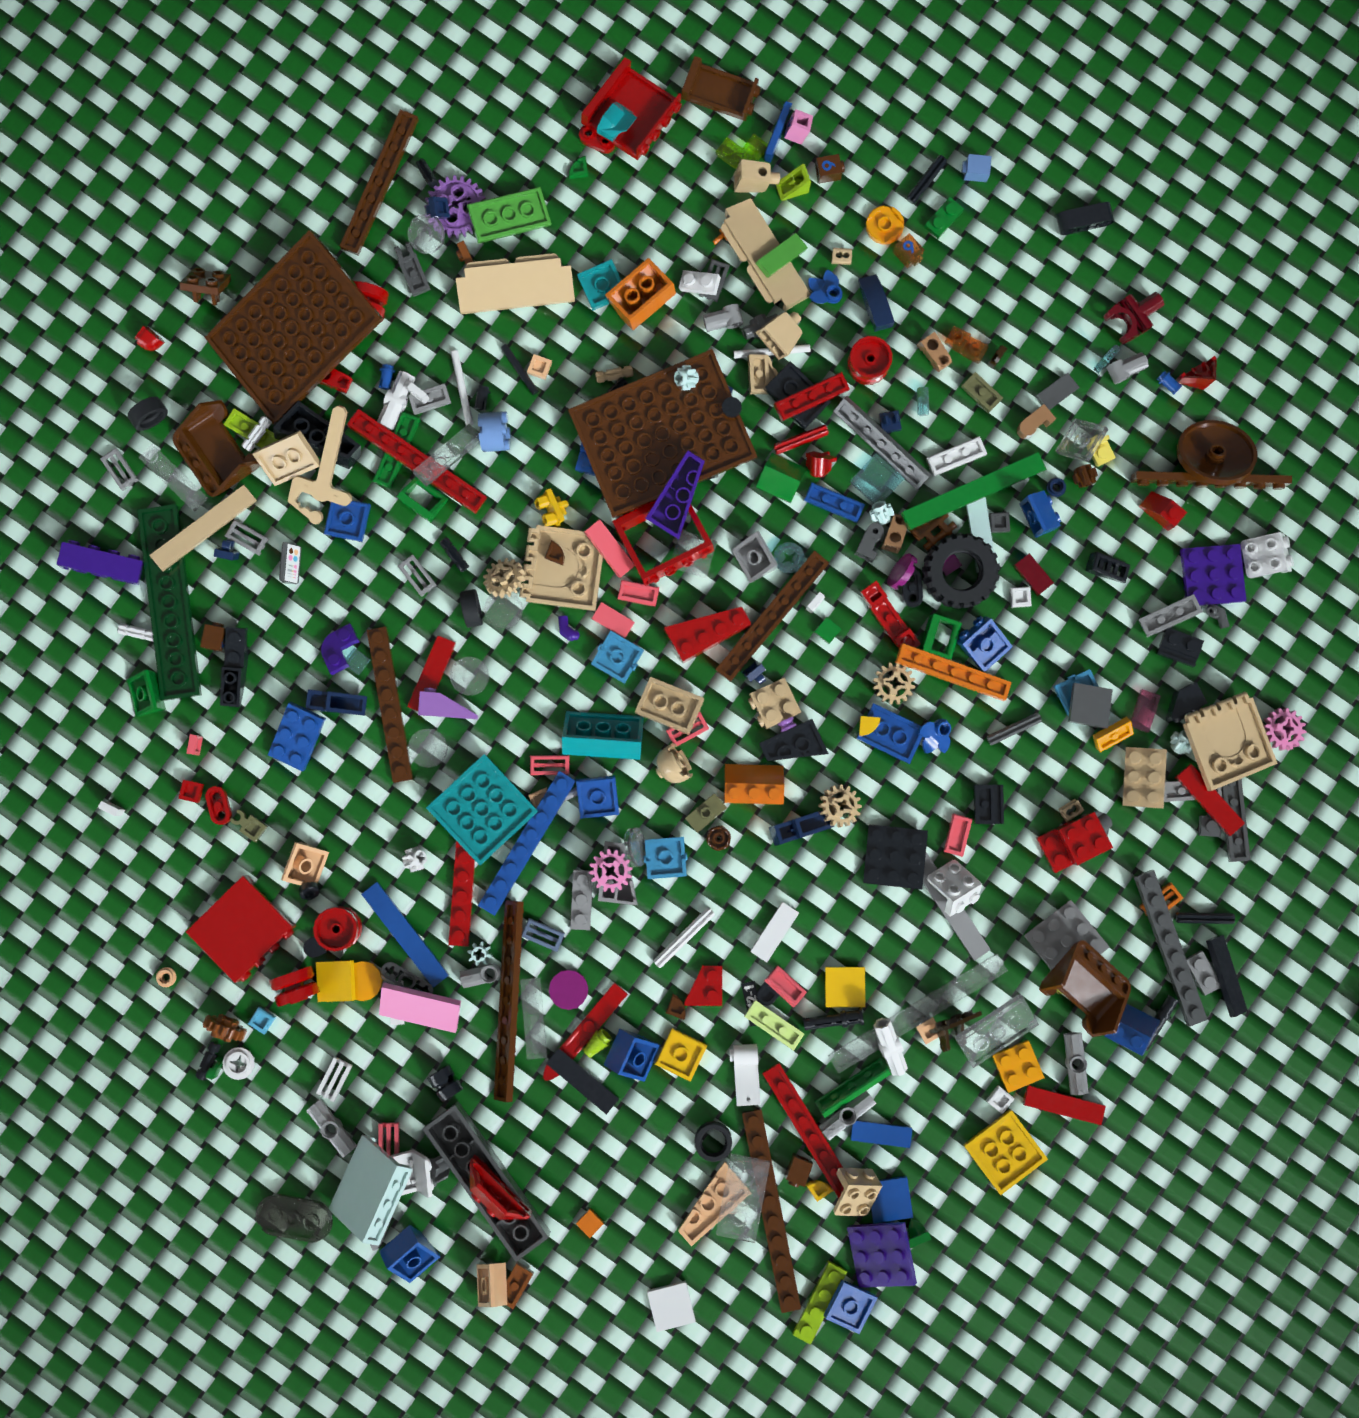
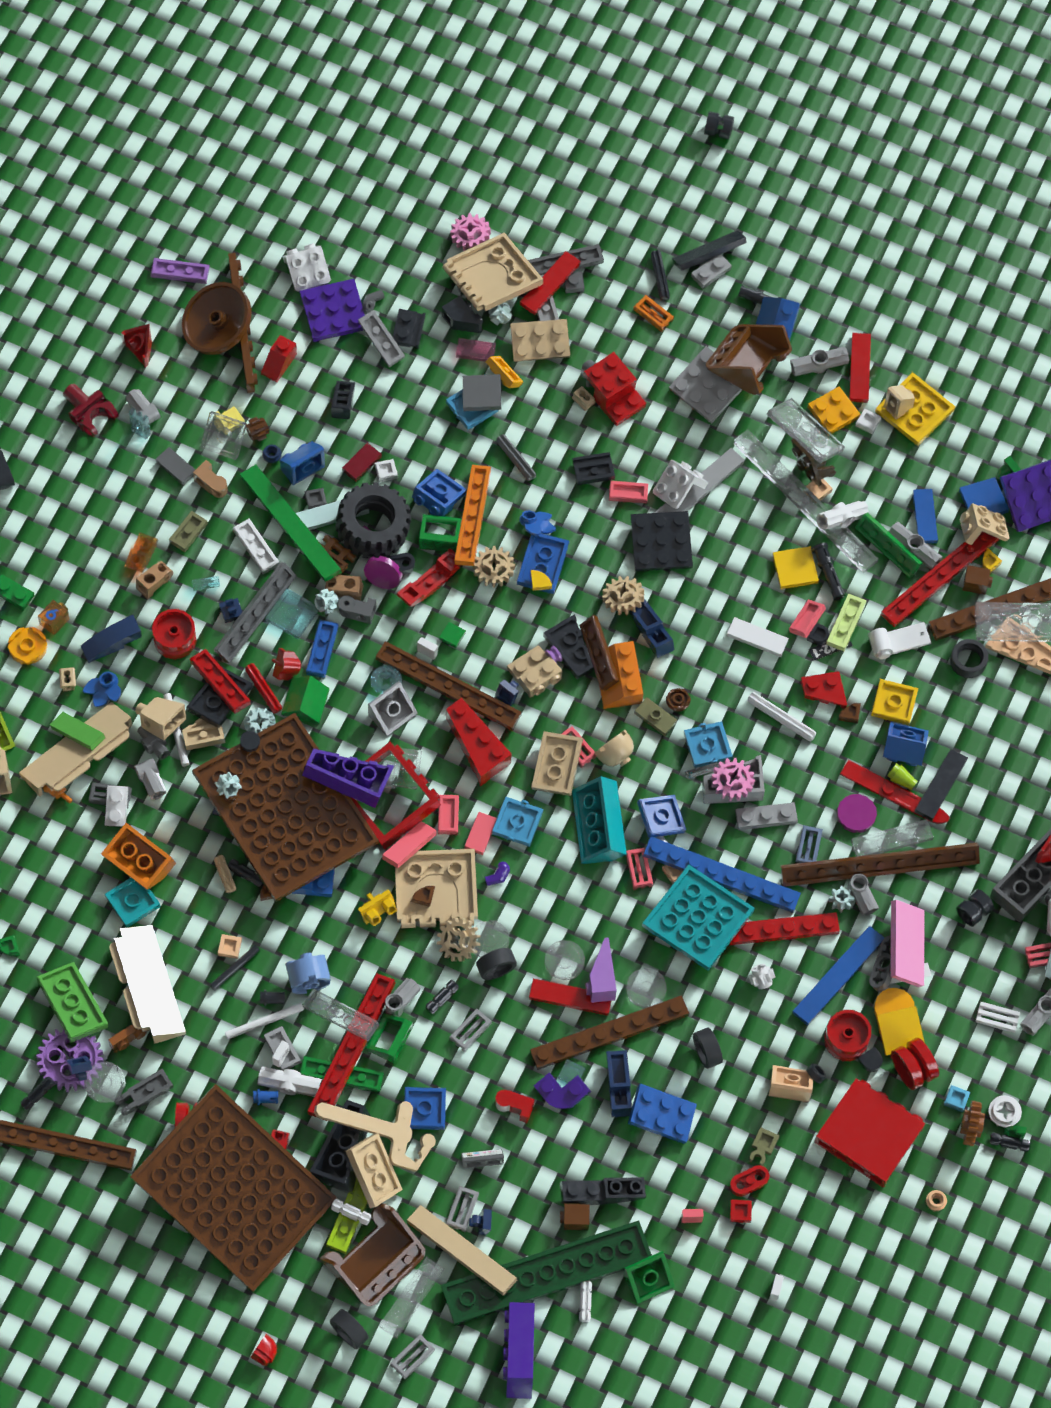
camera: 105 degrees left, 20 degrees down
(205, 282) = (194, 1297): reddish brown plate -> none
(335, 603) = (515, 1103): none -> red leg
(349, 791) = (707, 1048): none -> black tyre
(459, 516) = (402, 997): none -> light grey piece
(759, 437) = (252, 716): none -> light aqua gear
(780, 769) = (599, 652): none -> reddish brown tile
(997, 356) = (149, 522): dark brown tile -> none
(1012, 1136) = (898, 400): none -> tan slope
(1169, 382) = (148, 374): blue pin -> none
(1170, 948) = (694, 299): dark grey plate -> none
(1281, 429) = (180, 271): none -> medium lavender tile

